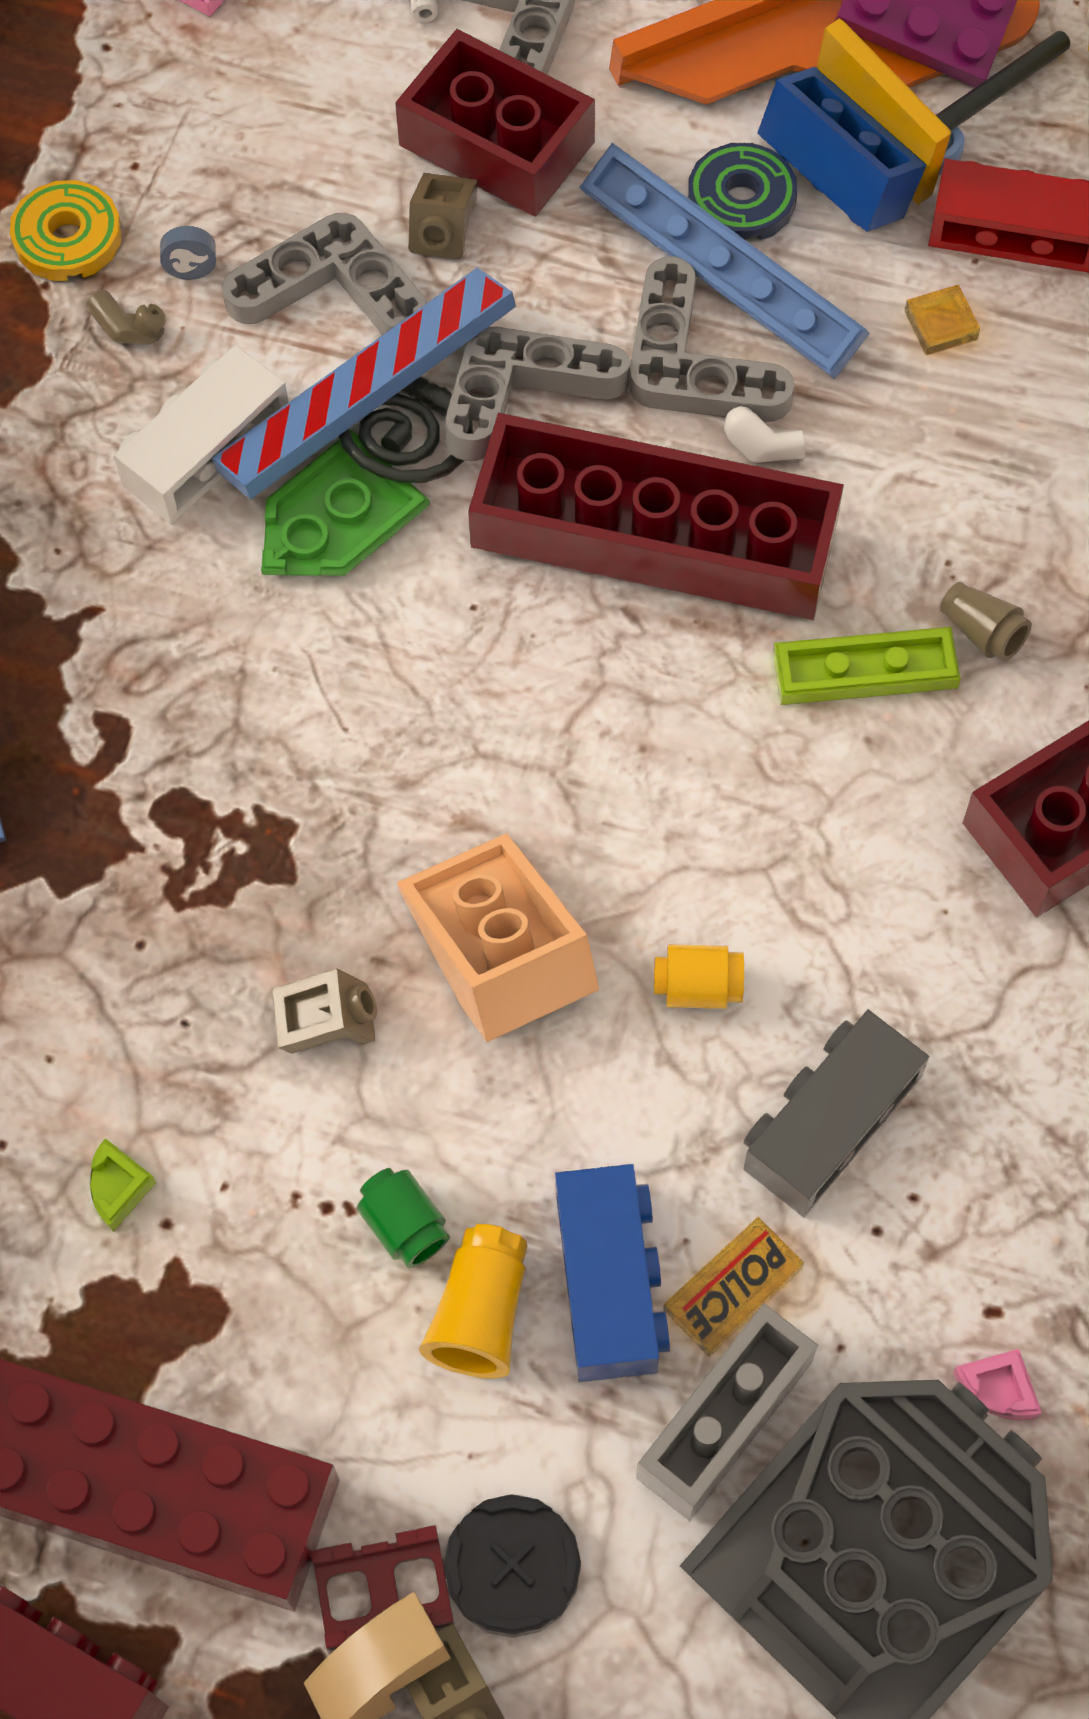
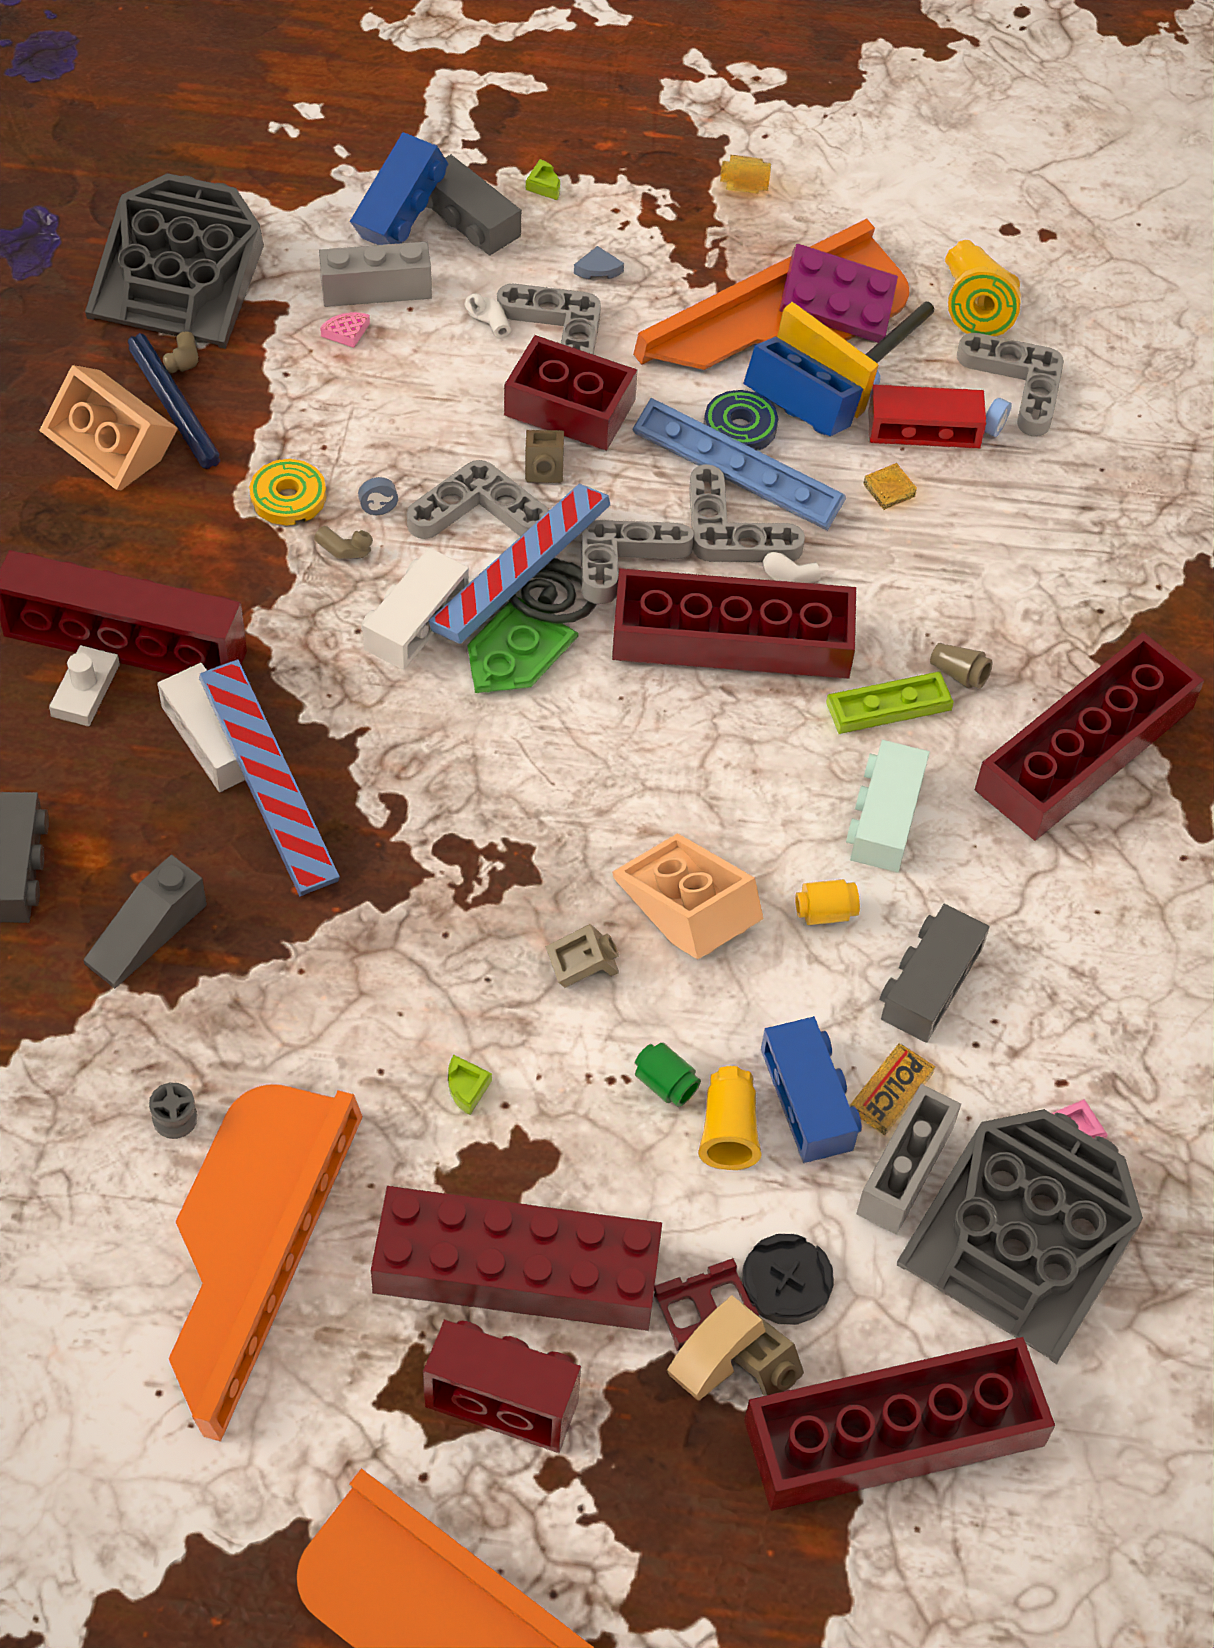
camera: 15 degrees left, 10 degrees down
(823, 833) = (887, 805): none -> light aqua brick

